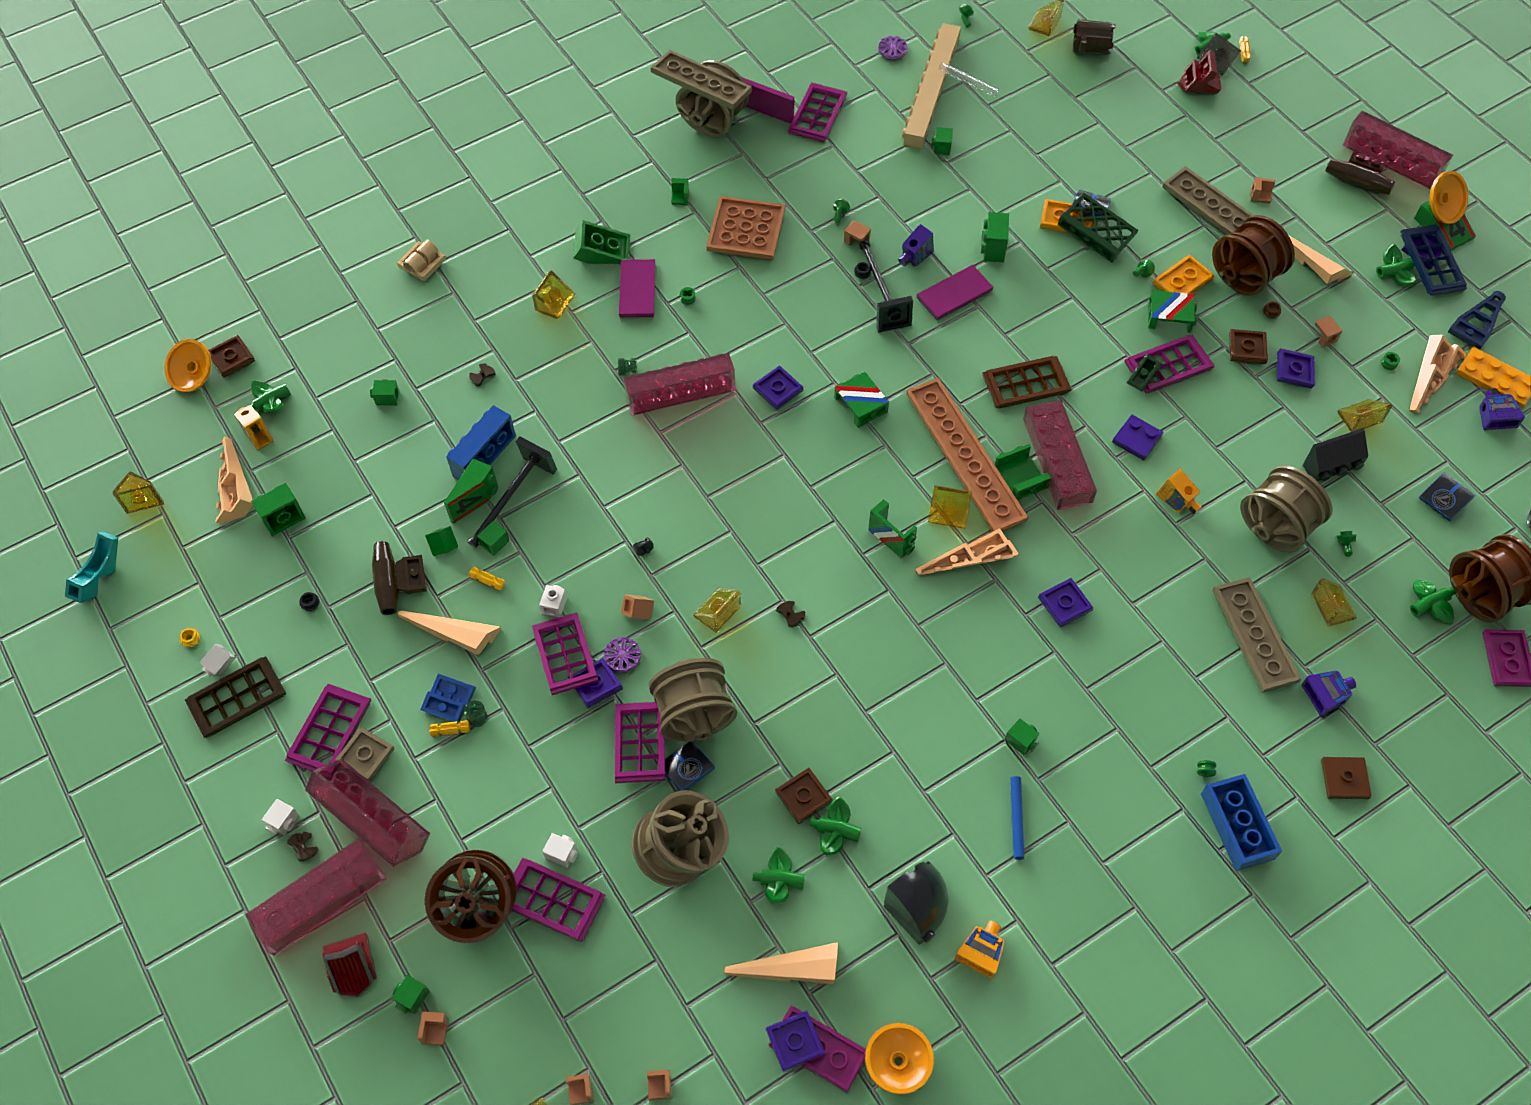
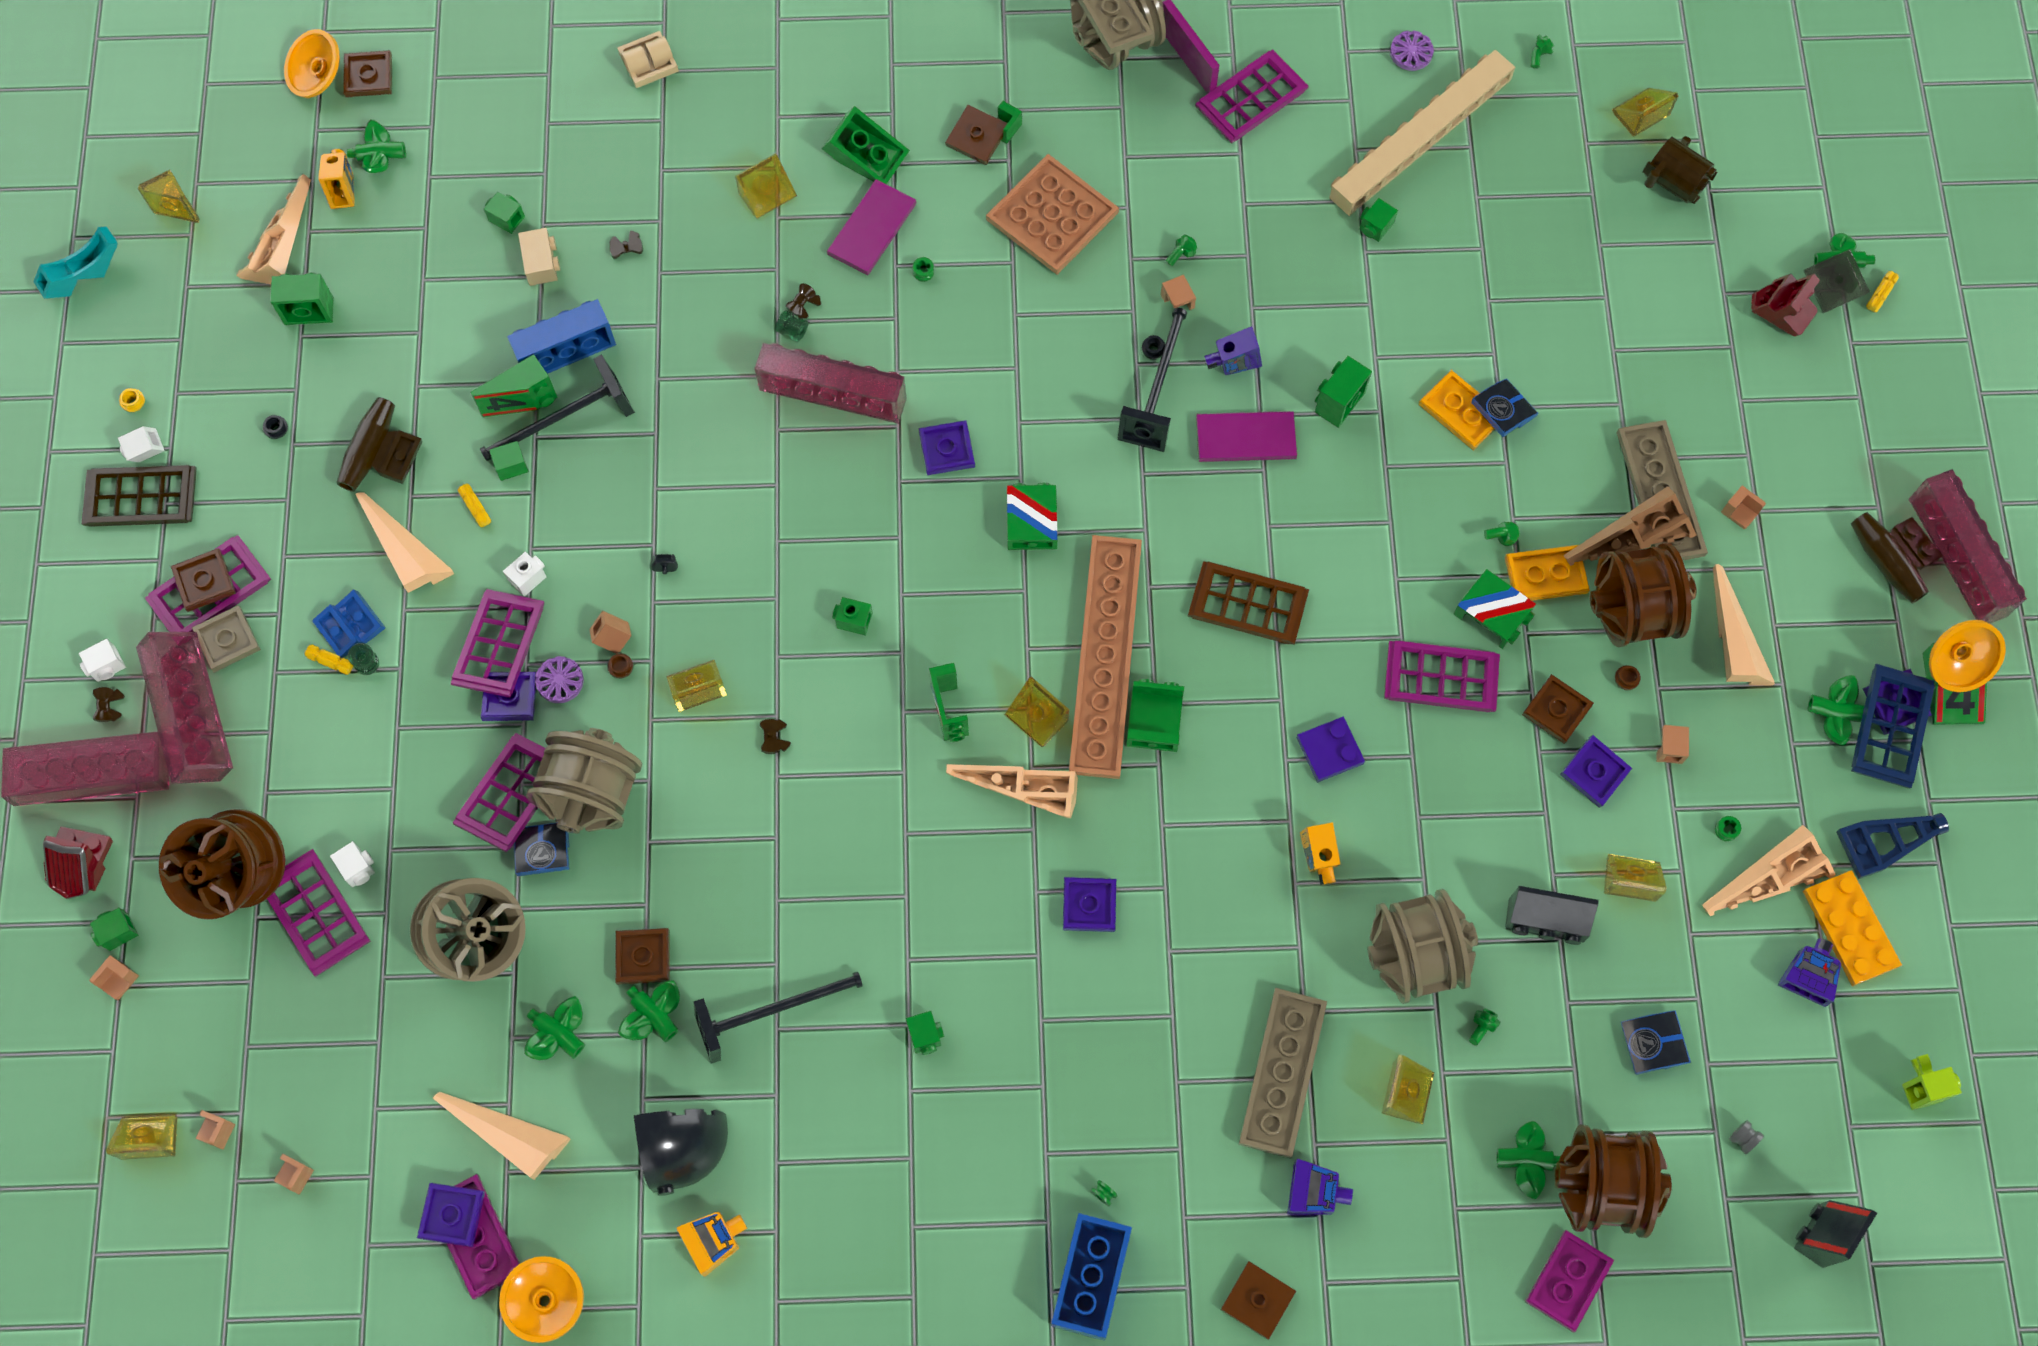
camera: 30 degrees right, 10 degrees up
(323, 723) = (203, 580): none -> reddish brown plate
(428, 407) = (538, 256): none -> tan brick
(441, 541) = (453, 432): green panel -> none
(623, 344) = (805, 294): none -> dark brown piece
(658, 624) = (620, 666): none -> reddish brown plate
(666, 206) = (976, 134): none -> reddish brown plate
(791, 513) = (852, 615): none -> green brick
(886, 813) = (711, 1029): none -> black tile
(968, 79) = (1471, 149): clear piece -> none
(1017, 818) = (854, 1119): blue piece -> none
(1059, 454) = (1214, 719): clear pink brick -> none
(1090, 235) = (1463, 446): dark green fence -> none
(1144, 372) = (1396, 672): dark green slope -> none
(1221, 221) = (1649, 523): none -> medium nougat wedge

